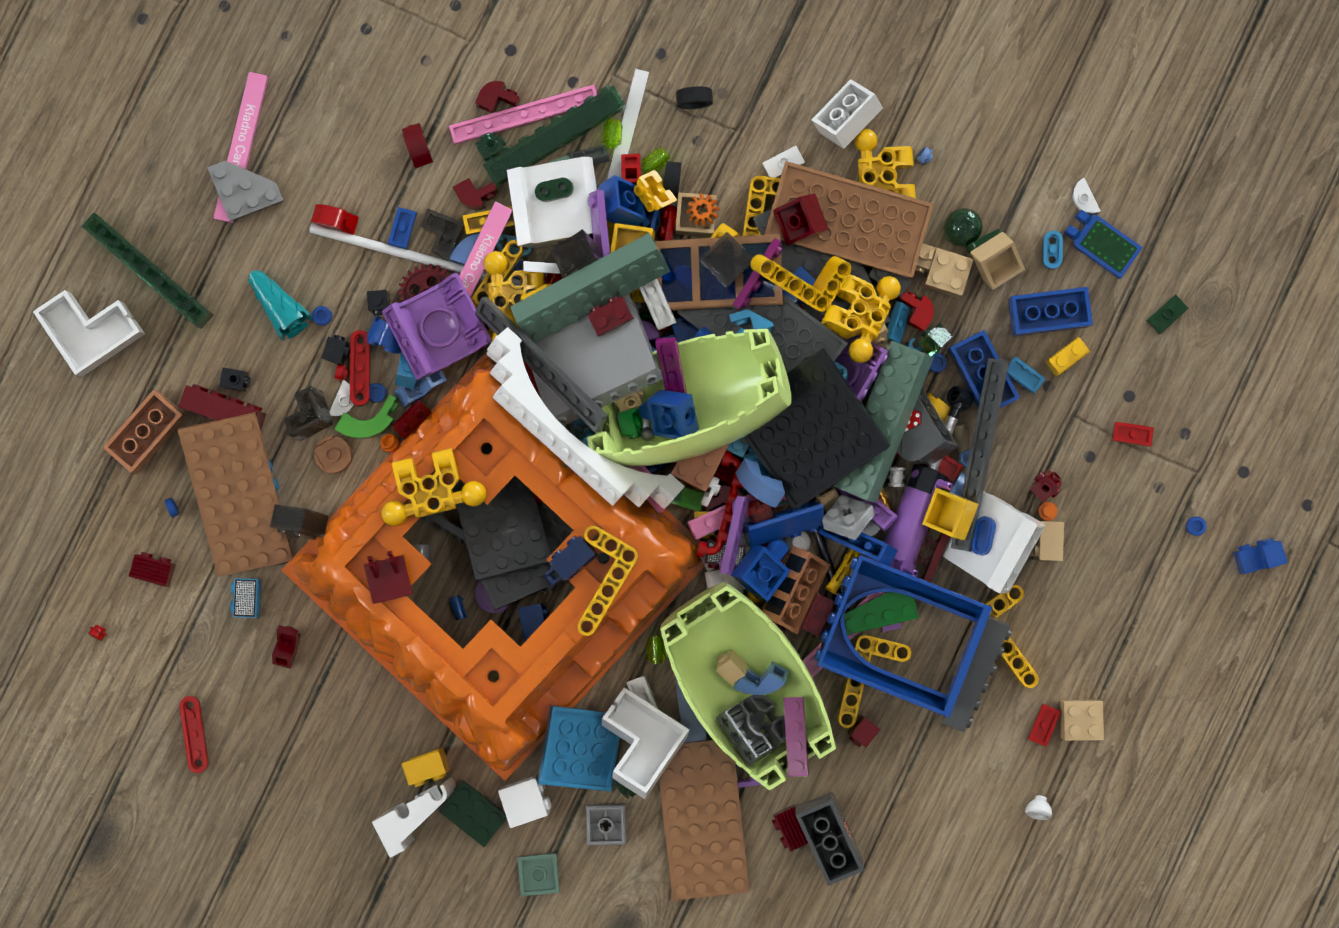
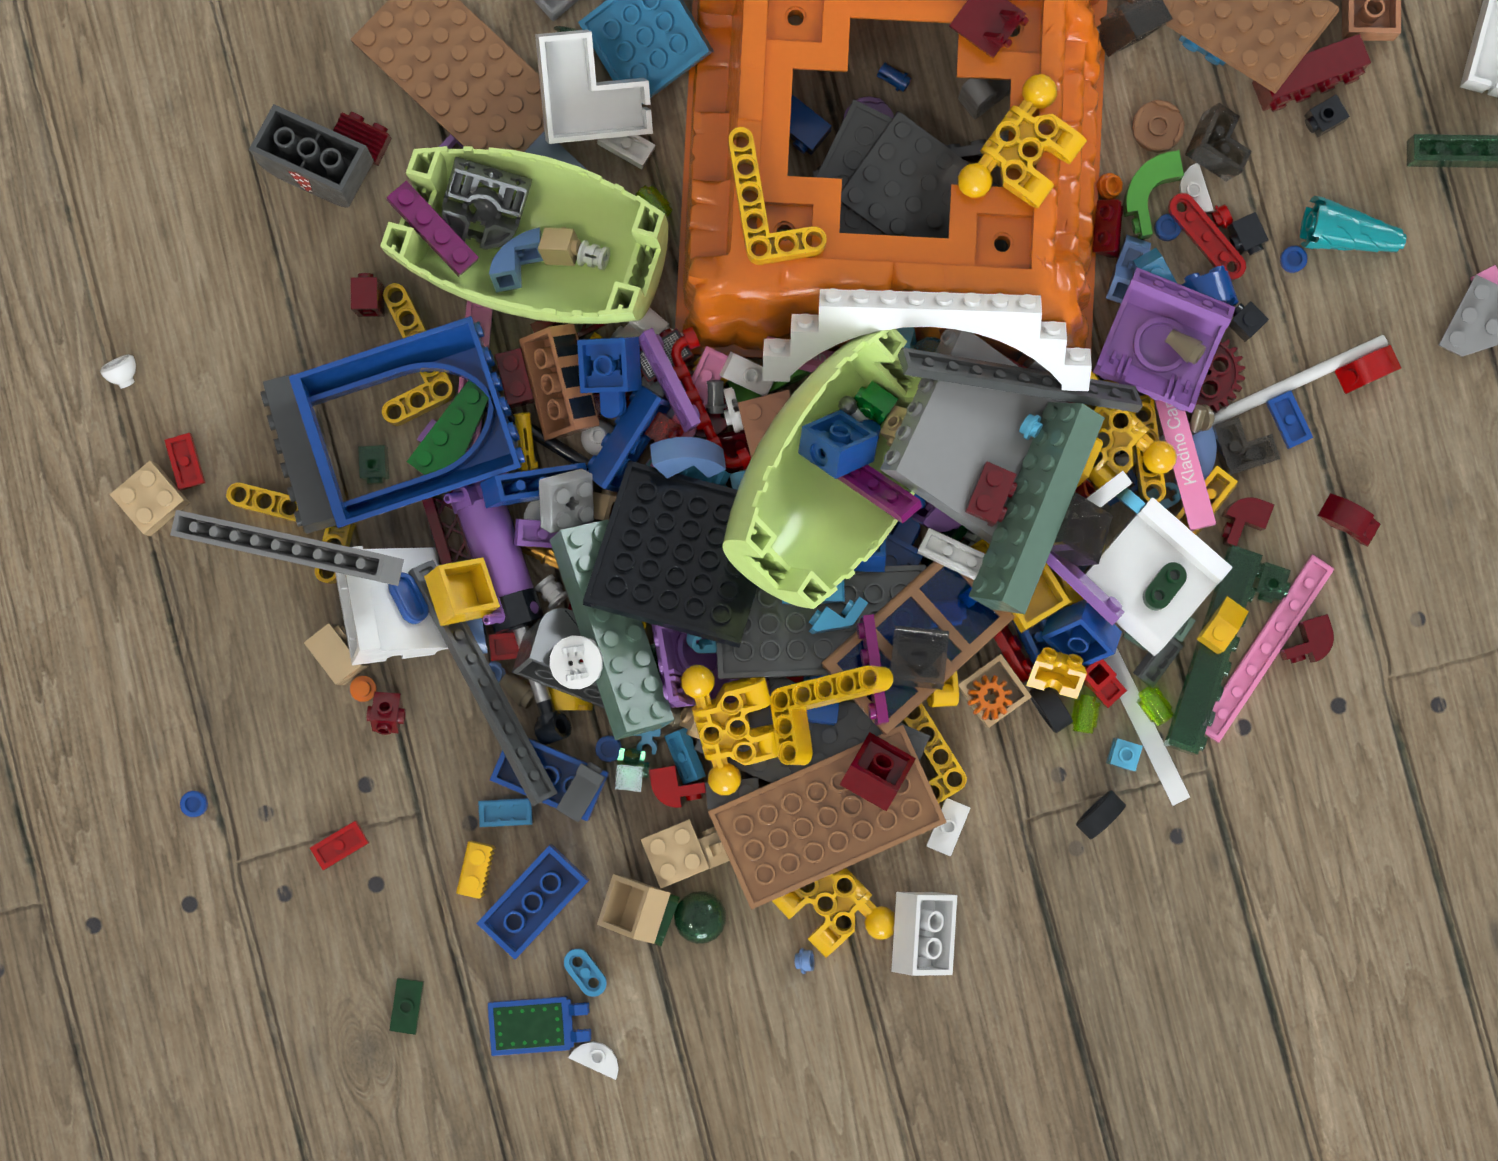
camera: 140 degrees right, 0 degrees up
(427, 313) = (1186, 346): none -> dark tan cone
(451, 266) = (1201, 418): none -> dark tan plate
(530, 252) = (1131, 500): none -> medium azure beam
(539, 142) = (1223, 626): none -> yellow slope
(555, 336) = (1031, 426): none -> medium azure plate
(570, 560) = (815, 195): dark blue brick -> none
(653, 120) = (1124, 754): none -> medium azure brick
(687, 506) = (745, 374): none -> white plate
(715, 505) = (715, 397): none -> dark grey pin
(716, 645) = (600, 257): none -> white bush
(926, 409) = (573, 649): none -> white plate
(937, 633) = (373, 463): none -> clear green brick
(974, 347) = (581, 791): none -> dark grey bracket
(1029, 619) = (288, 547): none -> light grey brick
(1261, 556) = (96, 830): blue brick -> none

